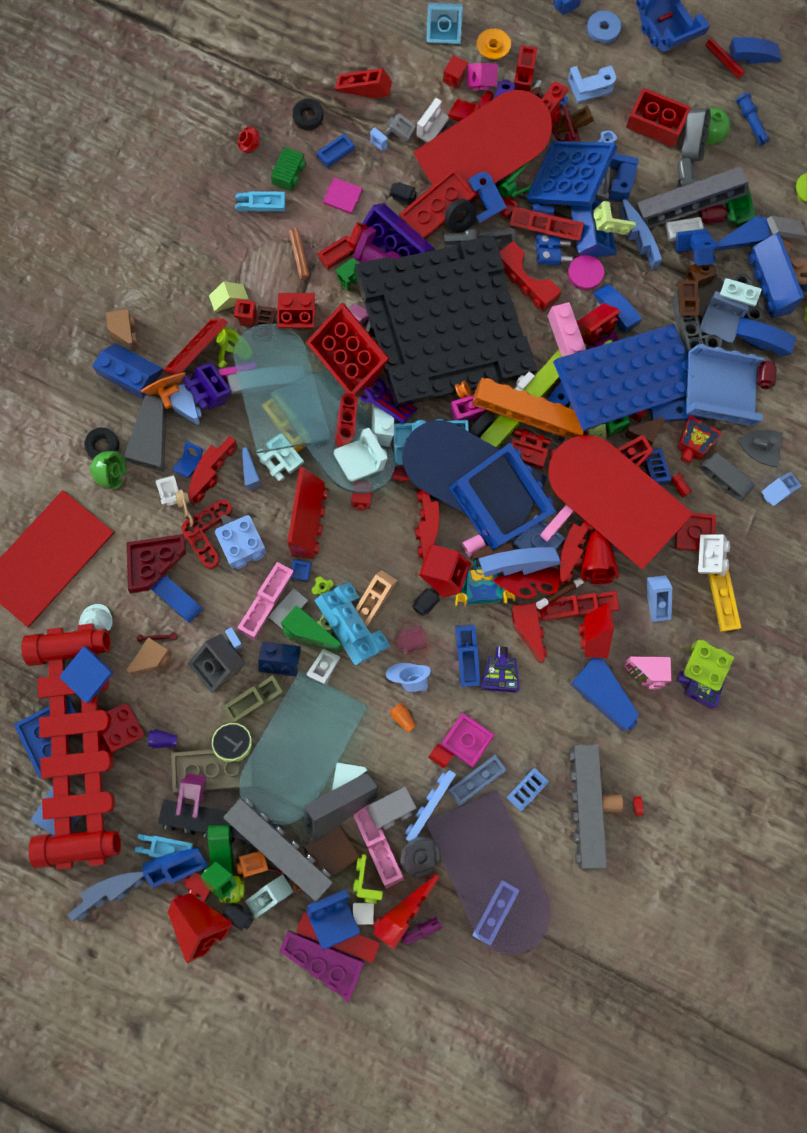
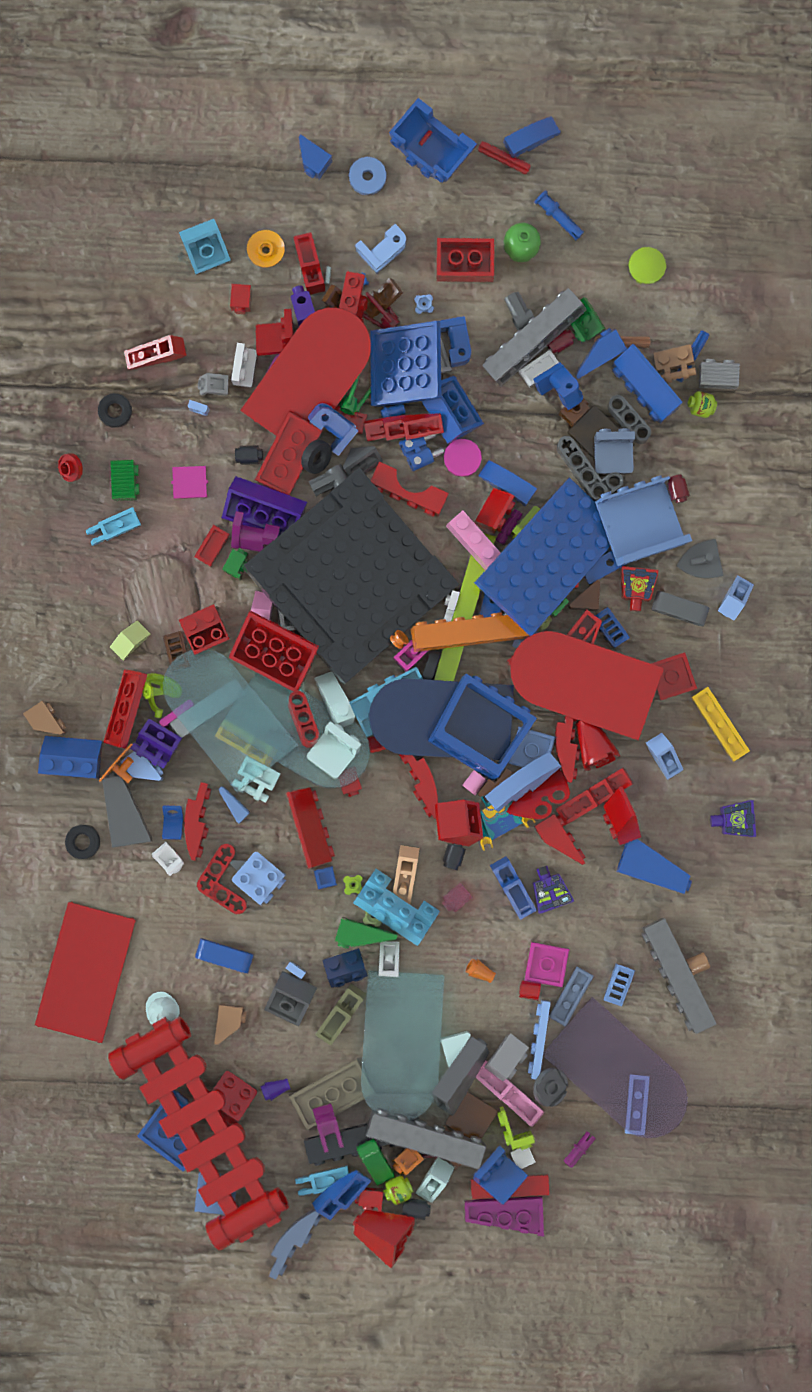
camera: 25 degrees left, 10 degrees up
(86, 674) = (184, 1066): blue tile -> none
(107, 469) = (101, 865): bright green cylinder -> none
(151, 560) = (186, 932): dark red plate -> none
(173, 636) = (238, 991): dark red hinge -> none
(182, 499) = (187, 864): tan plate -> none
(218, 880) = (386, 1189): green brick -> none
(231, 742) = (339, 1063): black tile -> none
(245, 312) = (156, 652): red brick -> none
(265, 601) = (307, 921): bright pink slope -> none
(285, 607) = (331, 918): light grey tile -> none
(299, 253) = (176, 564): nougat axle -> none
(335, 150) = (160, 437): blue tile -> none
(356, 233) = (226, 519): red gear -> none
(386, 403) = (331, 684): dark purple flag -> none
(397, 920) = (553, 1153): red wedge -> none
(411, 676) = (469, 931): light blue piece -> none
(482, 76) = (271, 296): dark pink brick -> none
(531, 454) = (485, 669): red plate -> none
(557, 523) = (541, 729): bright pink beam -> none
(562, 591) = (573, 791): reddish brown bar -> none
(606, 223) = (458, 403): yellowish green bracket -> none
(638, 806) = (722, 955): red tile -> none
(642, 235) = (493, 390): medium blue slope -> none
(650, 670) = (684, 830): bright pink slope -> none
(680, 485) = (640, 636): red pin -> none
(688, 298) = (573, 448): reddish brown slope -> none
(696, 134) = (510, 264): dark grey beam -> none
(708, 665) = (733, 801): lime bracket -> none
(713, 554) = (698, 694): white bracket -> none
(740, 292) = (620, 424): light aqua bracket -> none
(766, 336) = (662, 450): blue slope -> none
(786, 227) = (638, 327): light grey tile -> none

